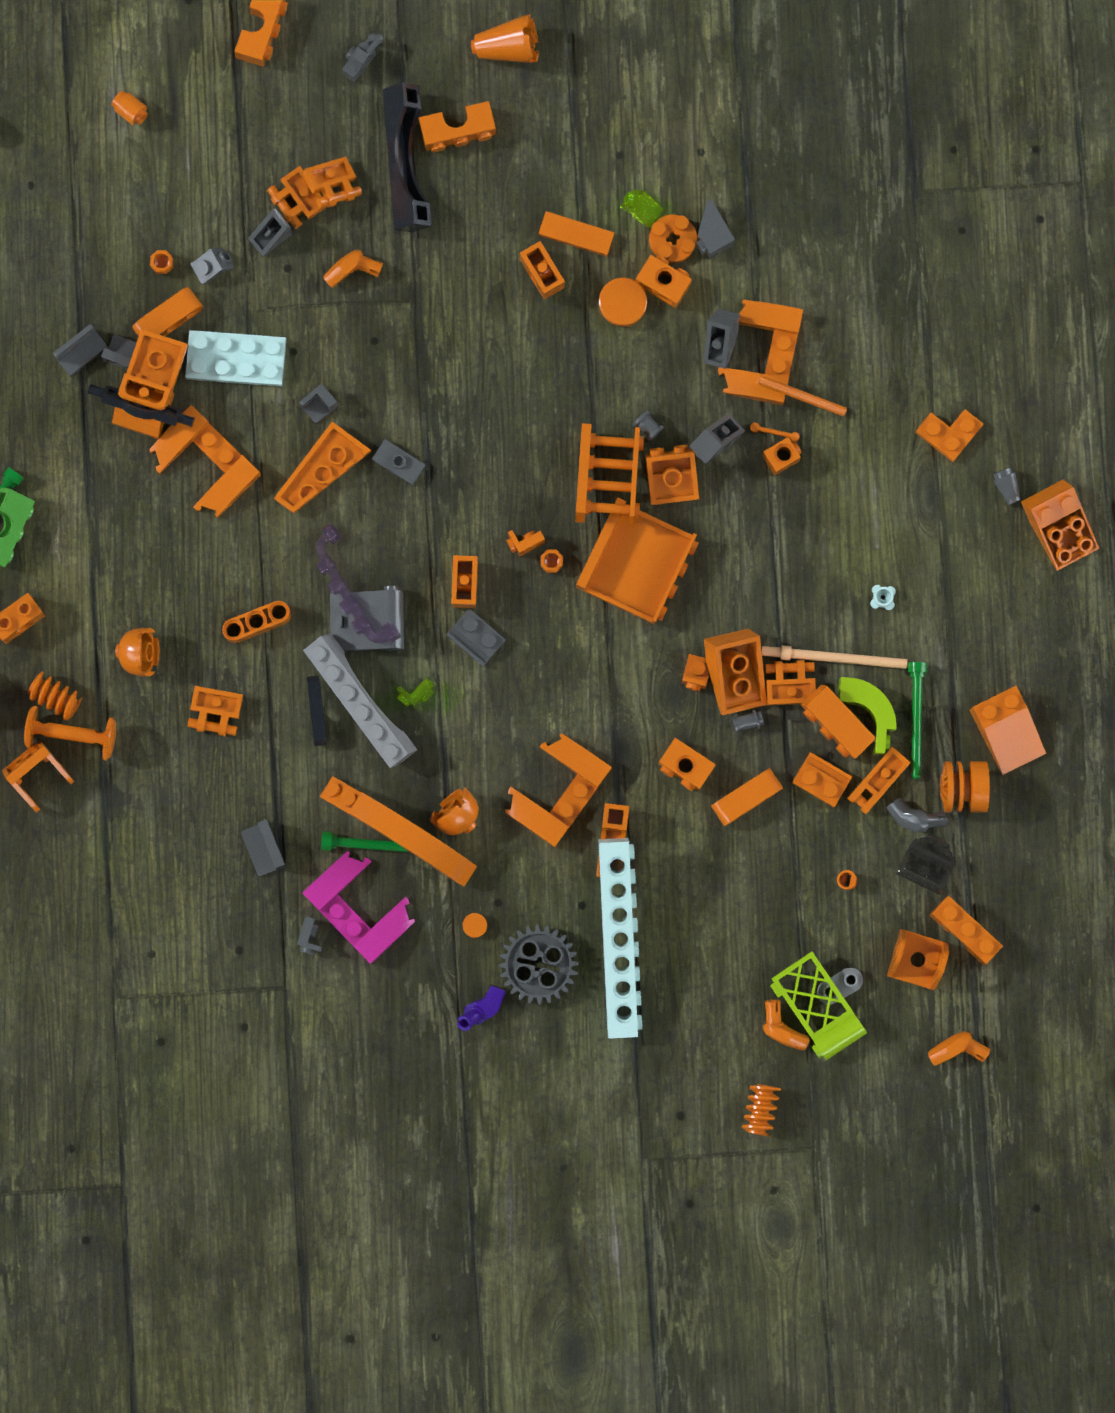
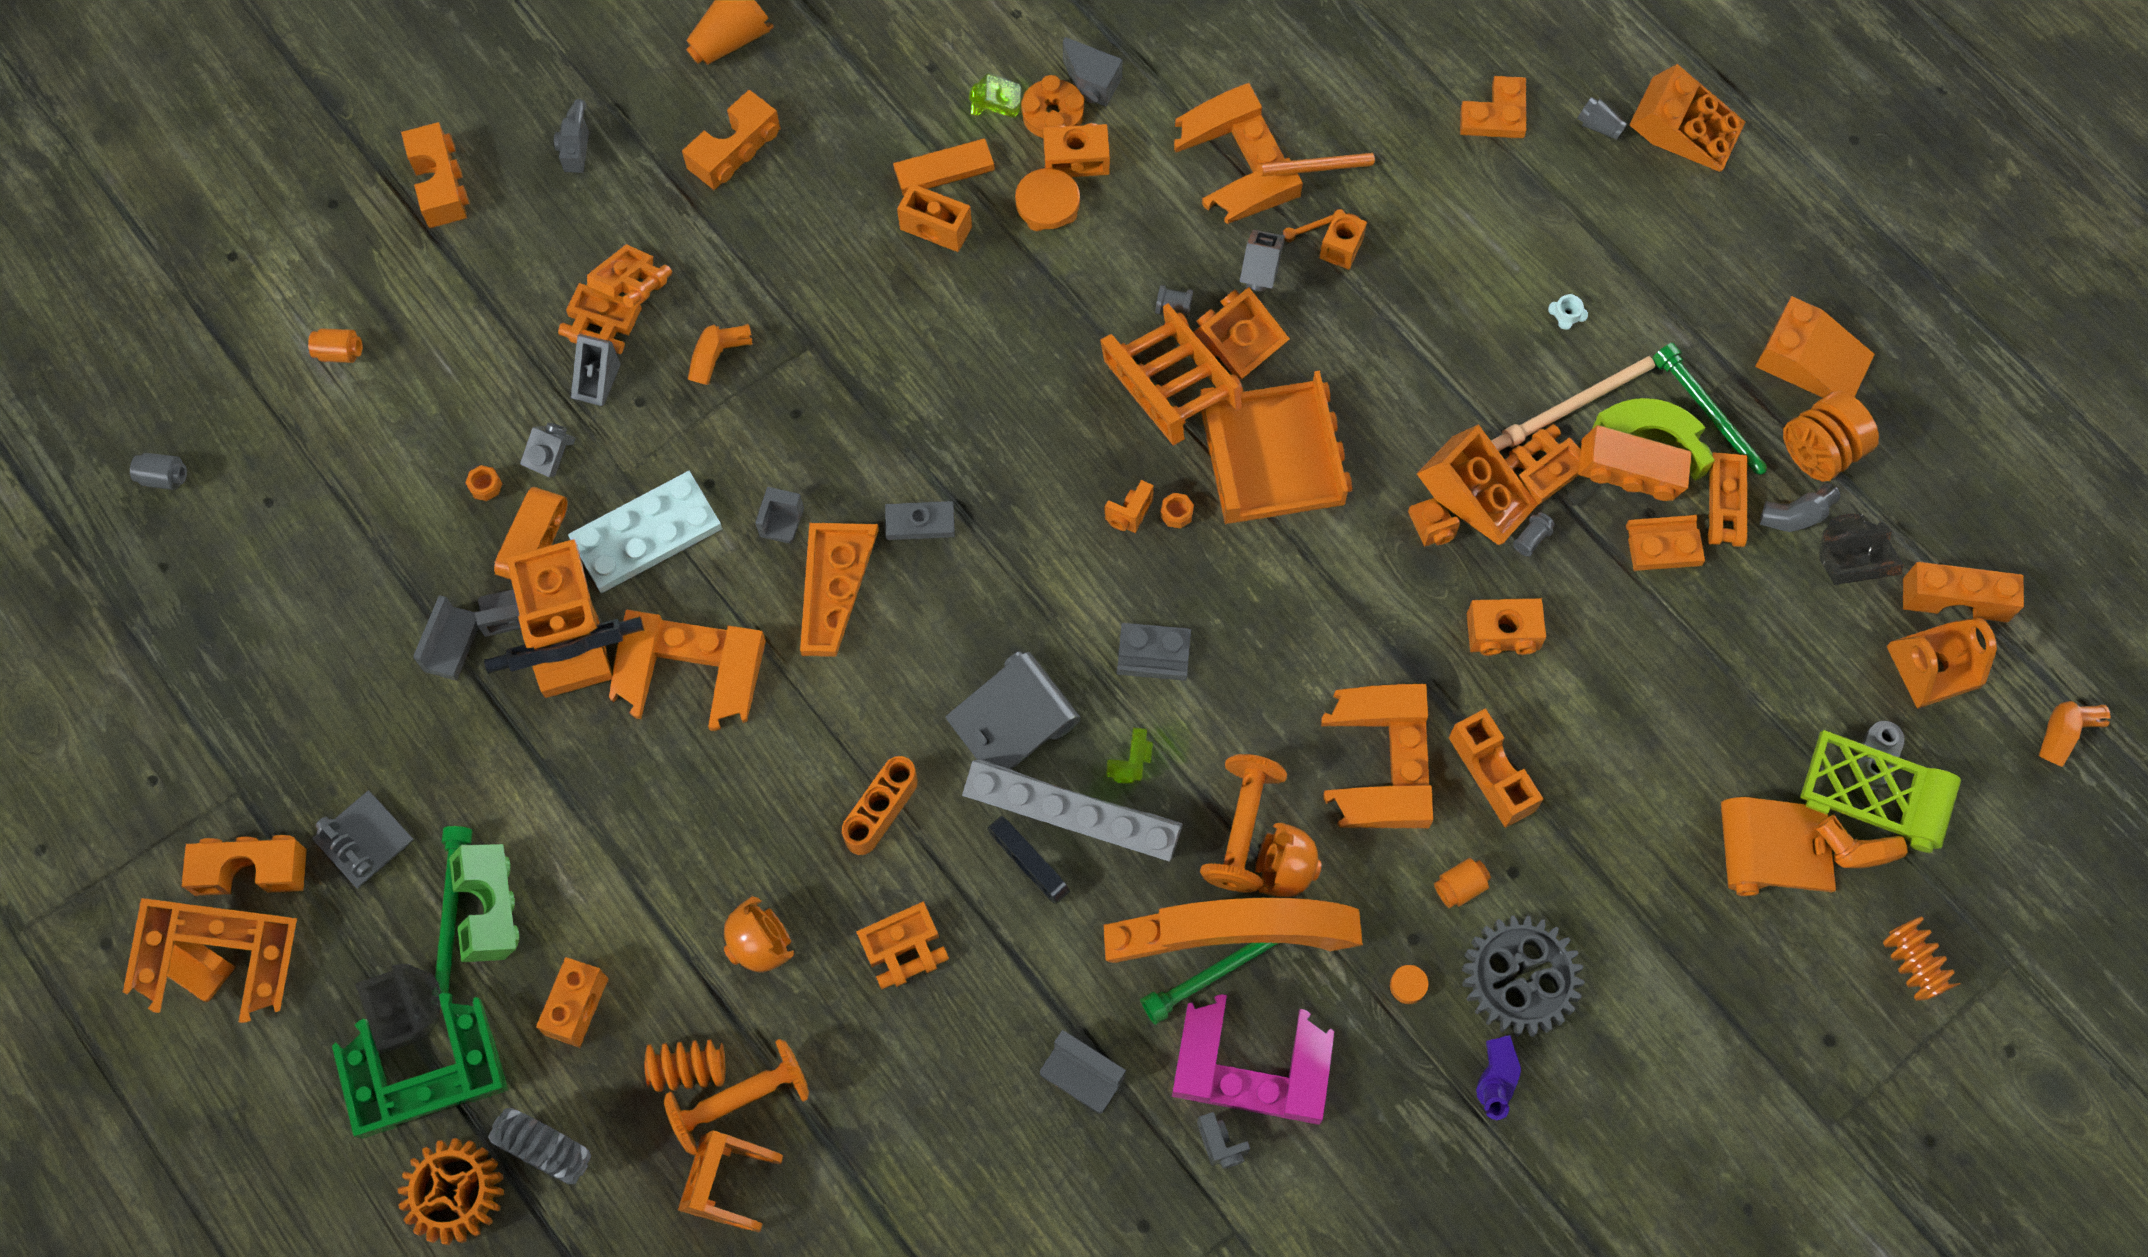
camera: 30 degrees left, 15 degrees down
(338, 585) = (977, 707): clear purple bar -> none
(401, 113) = (659, 161): black arch -> none
(448, 774) = (1255, 772): none -> orange hose
(464, 581) = (1096, 593): orange brick -> none
(546, 892) = (1462, 883): none -> orange brick
(618, 1025) = (1646, 952): light aqua brick -> none
(721, 337) = (1183, 166): dark grey slope -> none
(734, 994) = (1775, 846): none -> orange door
(747, 797) = (1601, 615): orange beam -> none
(842, 879) = (1794, 626): orange hinge -> none

